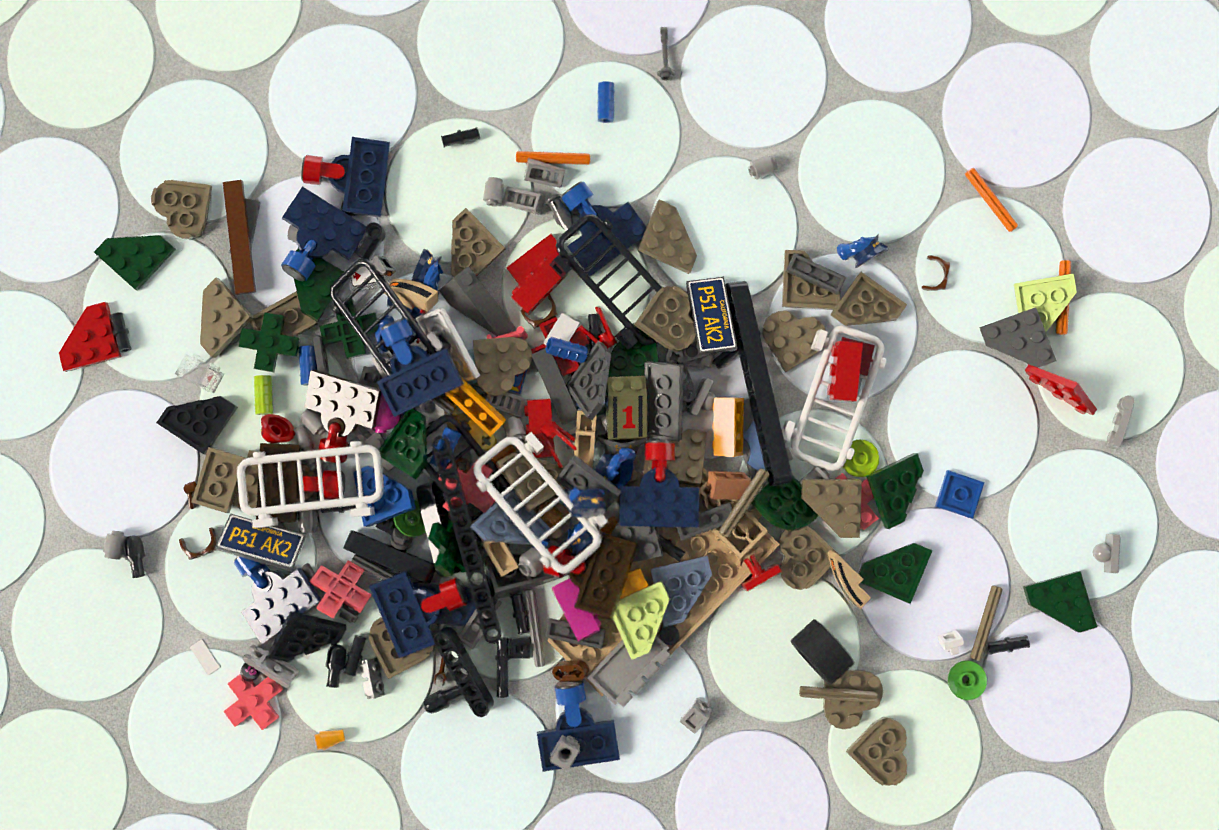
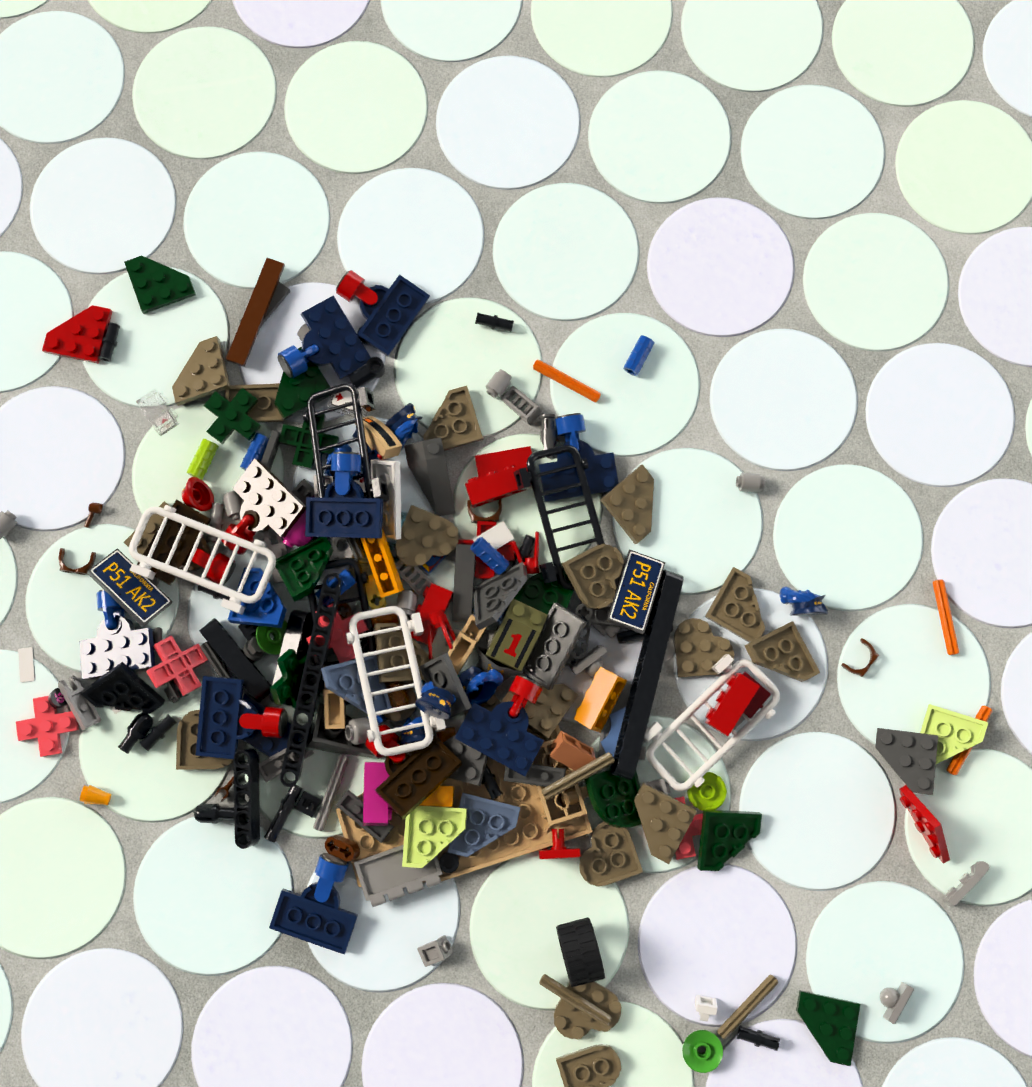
camera: 25 degrees right, 5 degrees down
(134, 554) = (14, 540): black arm -> none
(183, 206) = (221, 261): dark tan plate -> none
(198, 421) = (134, 453): black plate -> none
(217, 480) = (122, 514): dark tan plate -> none
(308, 520) = (181, 590): dark grey brick -> none
(374, 687) = (160, 770): dark grey hinge -> none
(519, 333) = (457, 519): coral piece -> none
(520, 614) = (324, 772): black pin -> none
(528, 176) = (548, 395): light grey slope -> none
(561, 759) = (292, 926): light grey brick -> none
(666, 72) = (705, 356): dark grey piece -> none
(815, 274) = (750, 602): dark grey tile -> none
(848, 580) = (638, 898): tan slope -> none
(897, 571) = (687, 914): dark green plate -> none
(959, 494) = (782, 872): blue tile -> none

